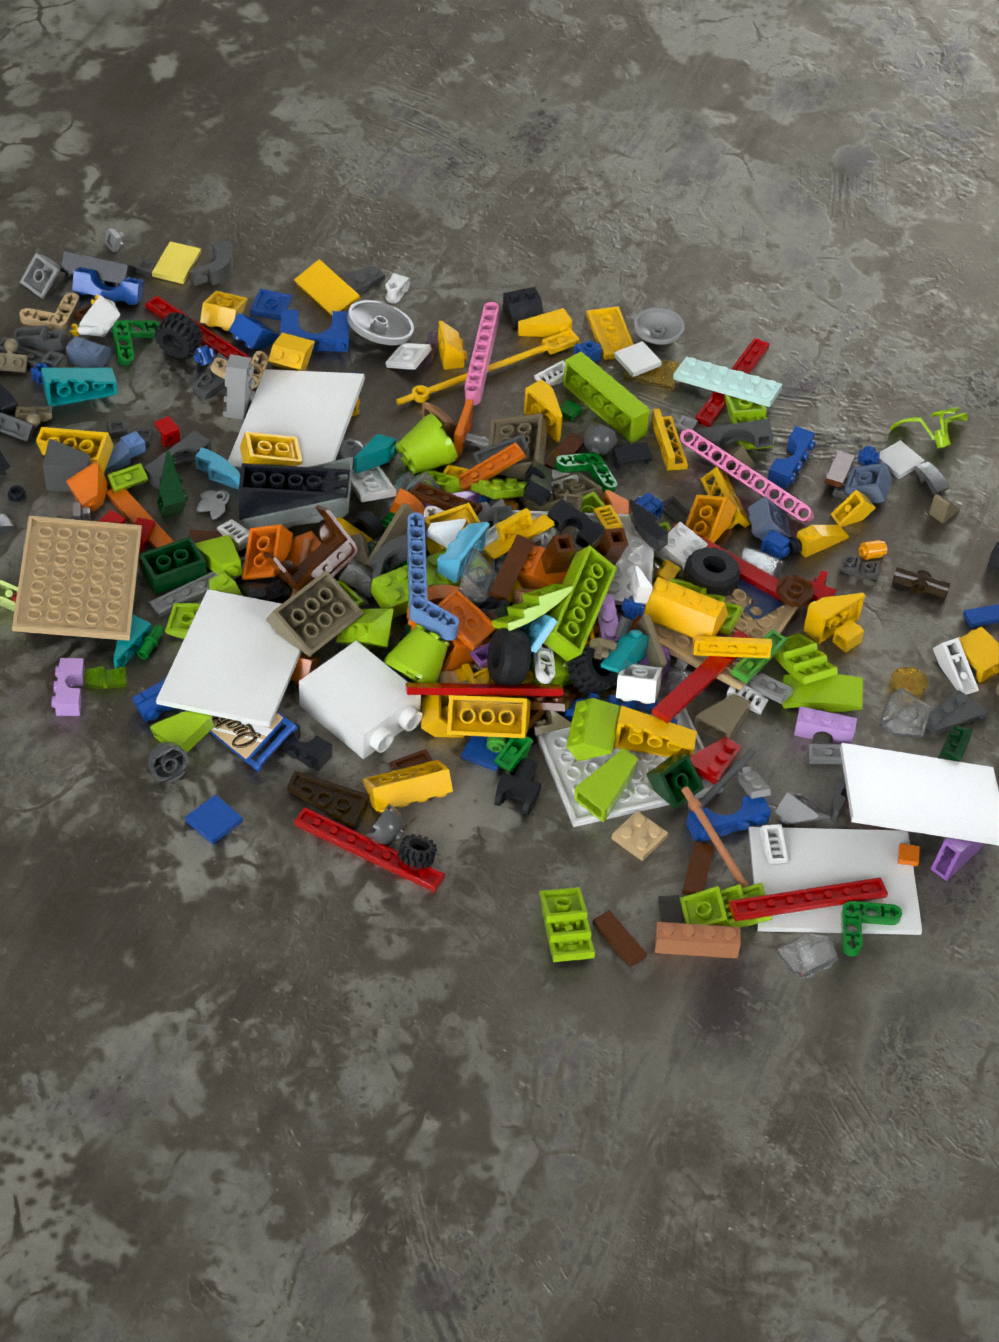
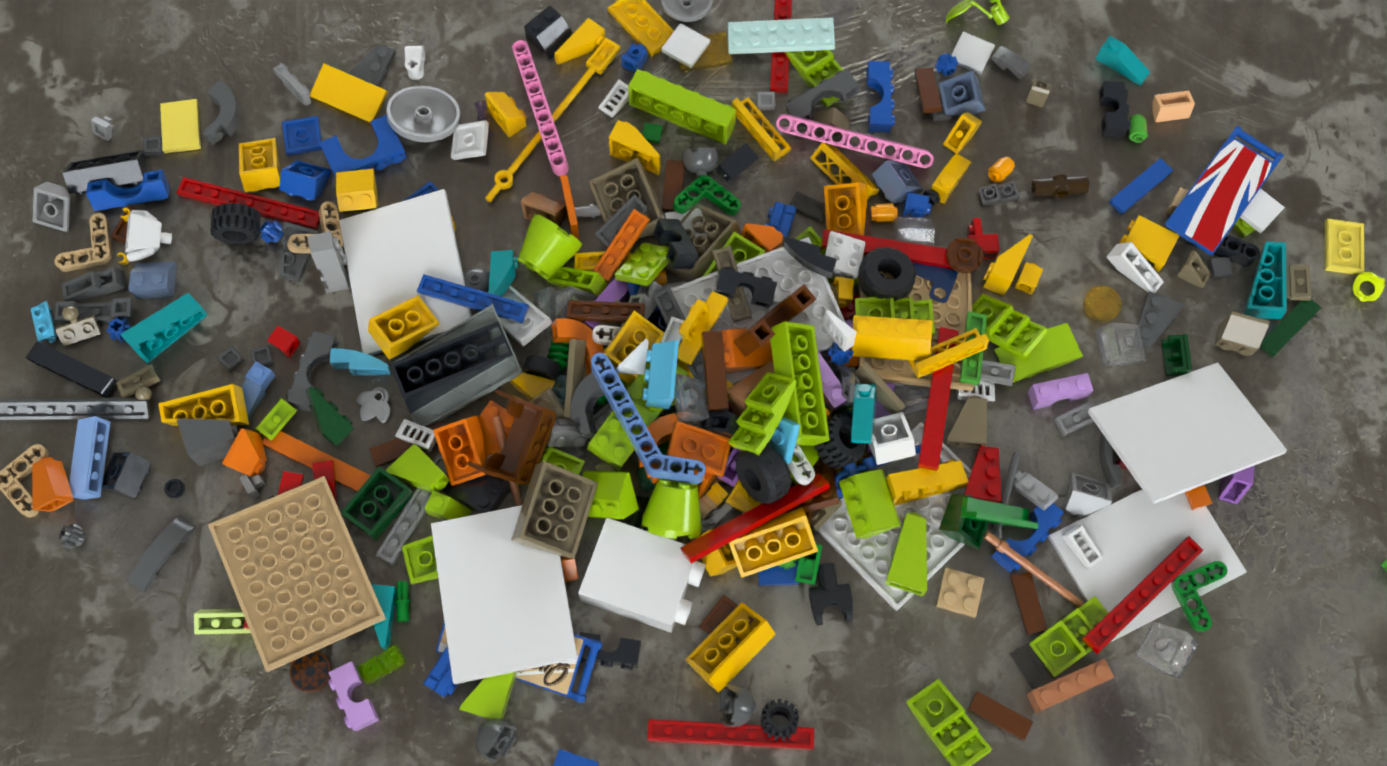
camera: 25 degrees left, 20 degrees up
(44, 658) = (310, 672): none -> tile
(128, 333) = (180, 238): green beam -> none
(285, 267) = (292, 84): none -> light grey hinge
(336, 800) = (673, 696): dark brown wing -> none
(337, 451) = (472, 298): none -> blue tile
(602, 647) = (845, 423): dark tan tile -> none
(612, 515) = (783, 268): yellow slope -> none
(705, 782) = (996, 513): none -> green fence
(742, 539) = (883, 212): none -> light orange brick

